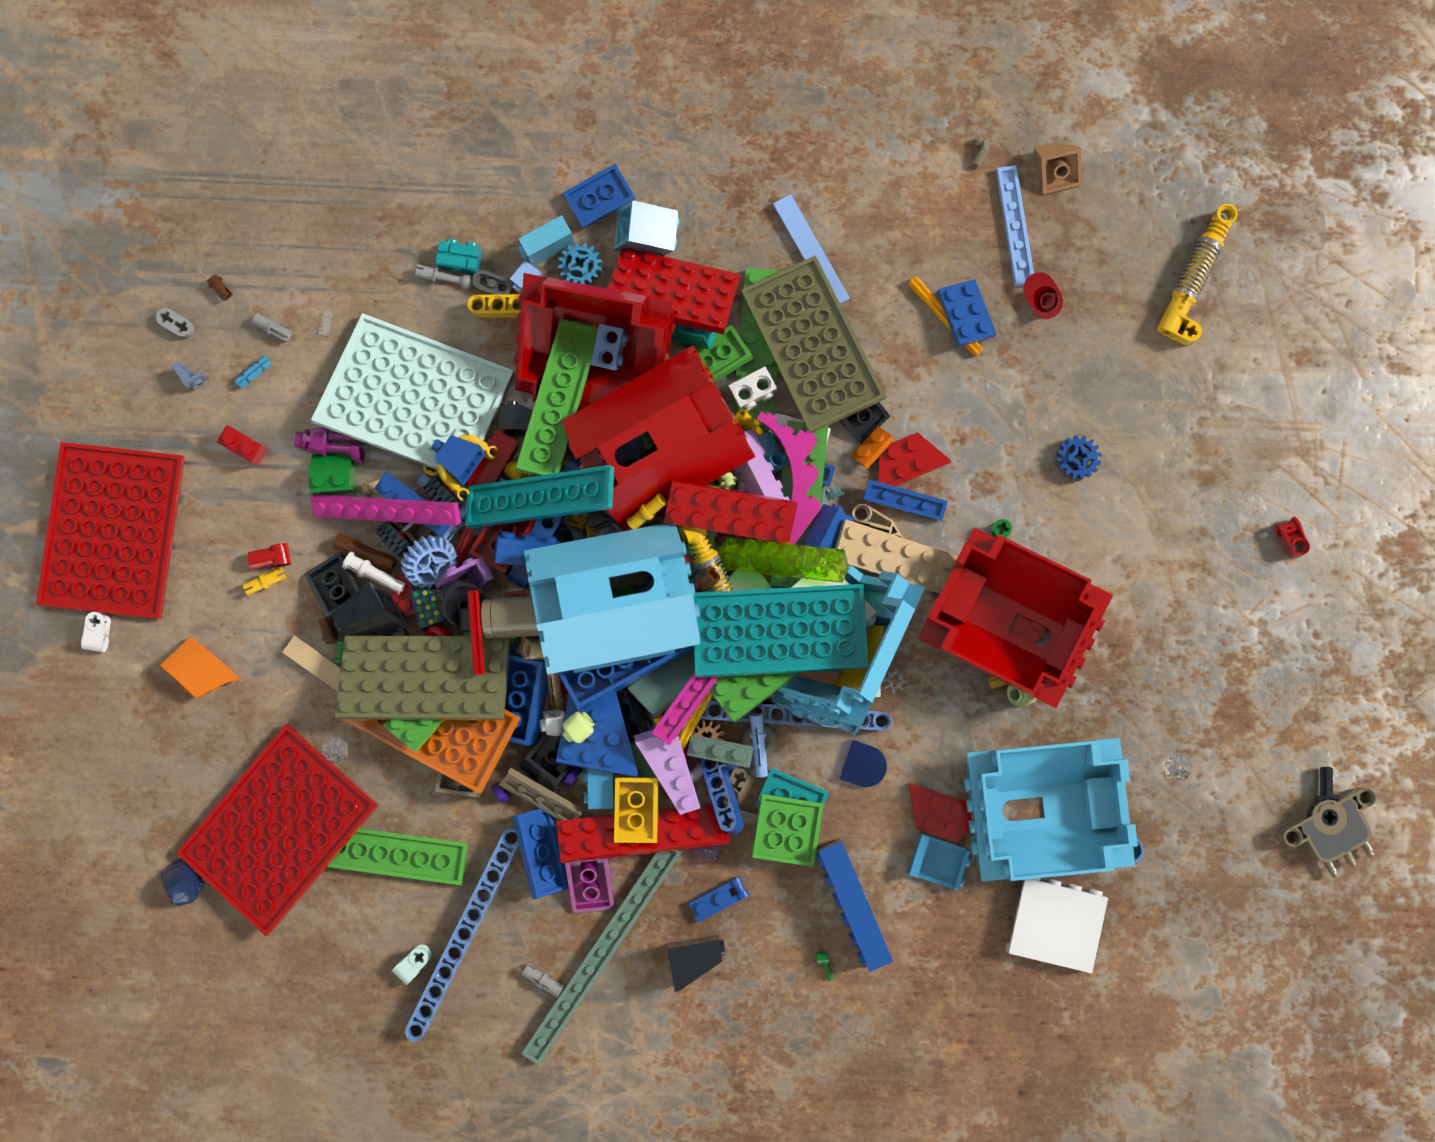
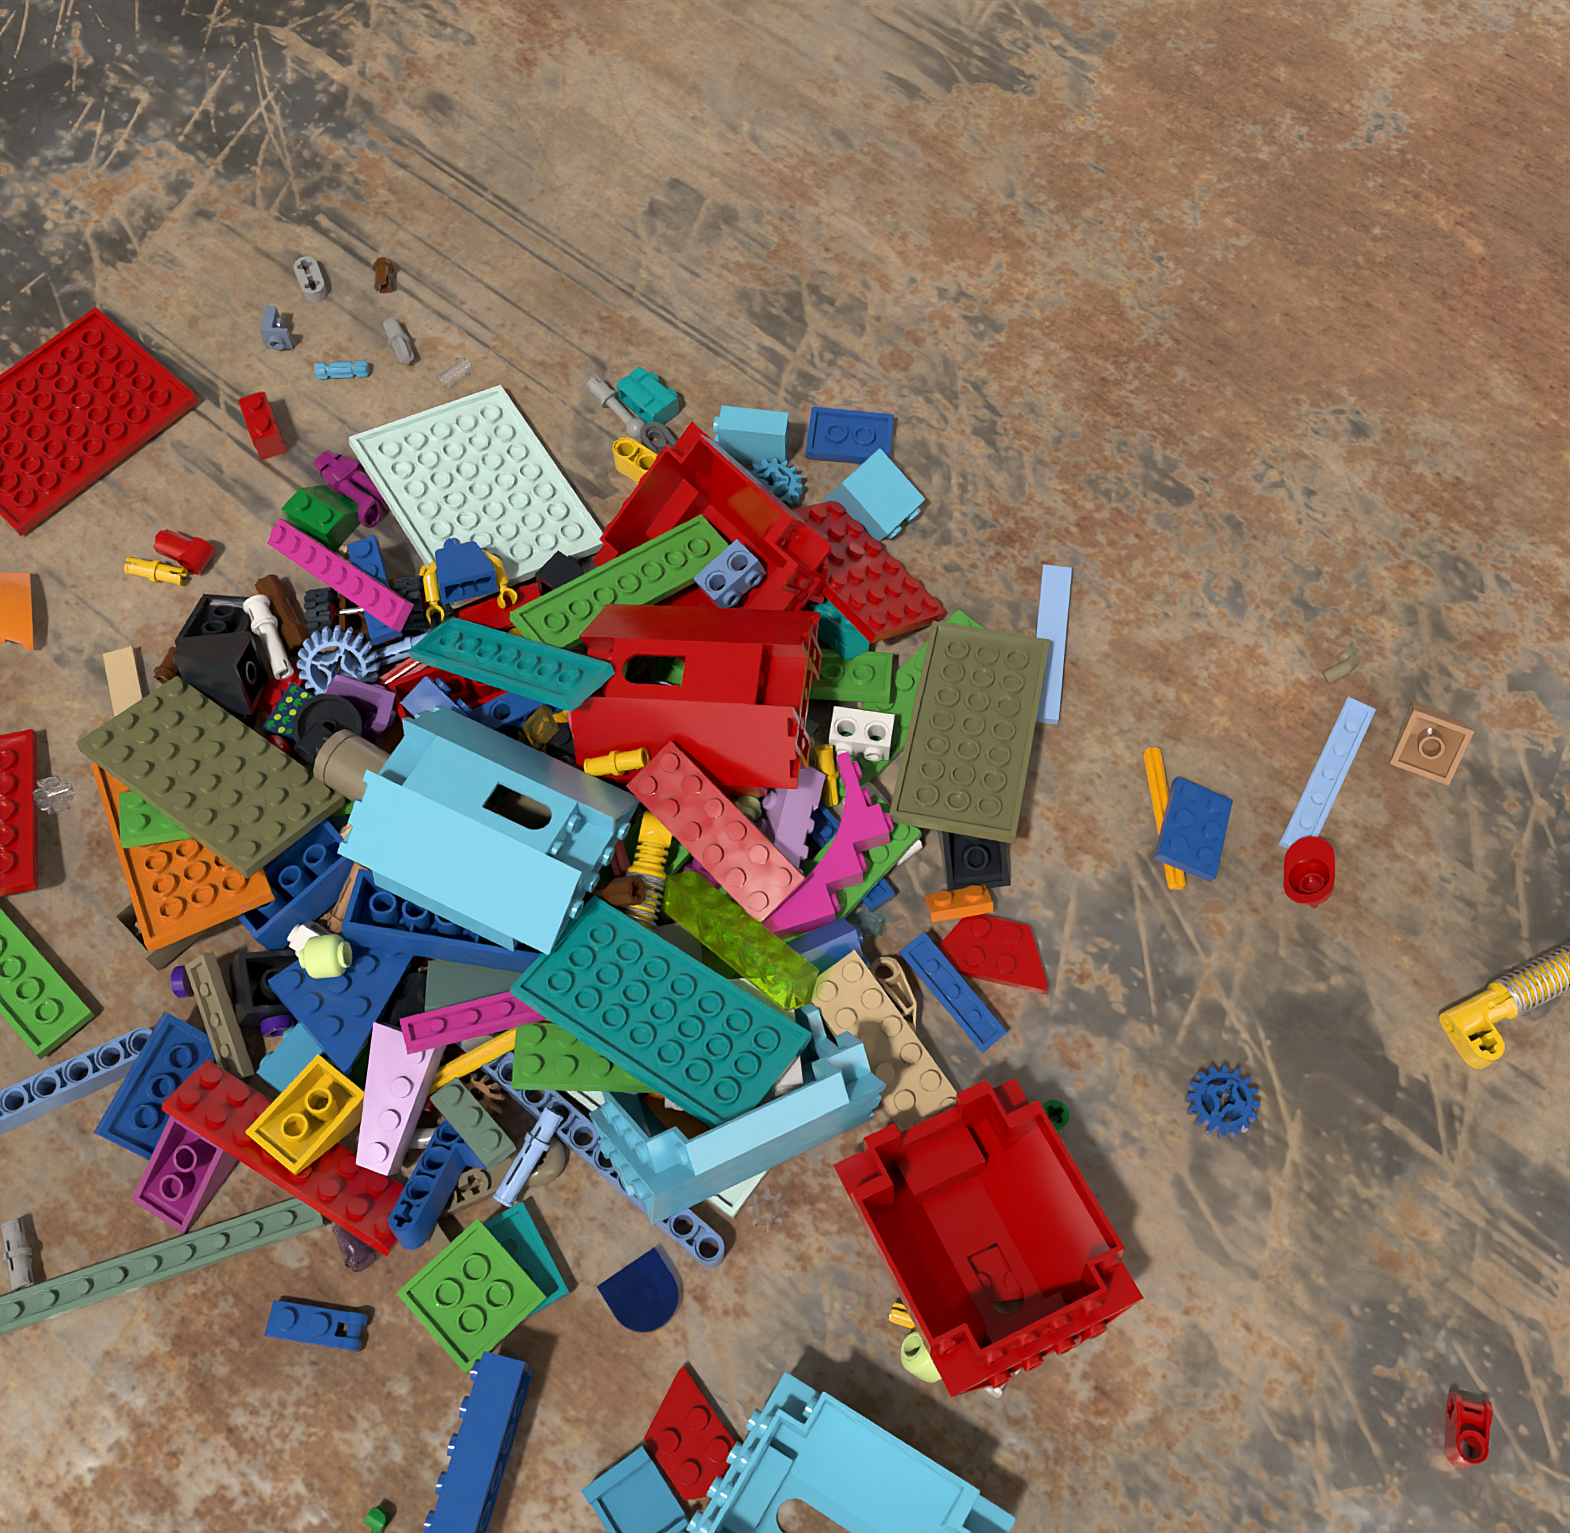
camera: 35 degrees right, 20 degrees down
(475, 632) = (305, 756): red axle -> none
(694, 958) = (210, 1376): black slope -> none
(772, 452) = (826, 818): dark azure piece -> none

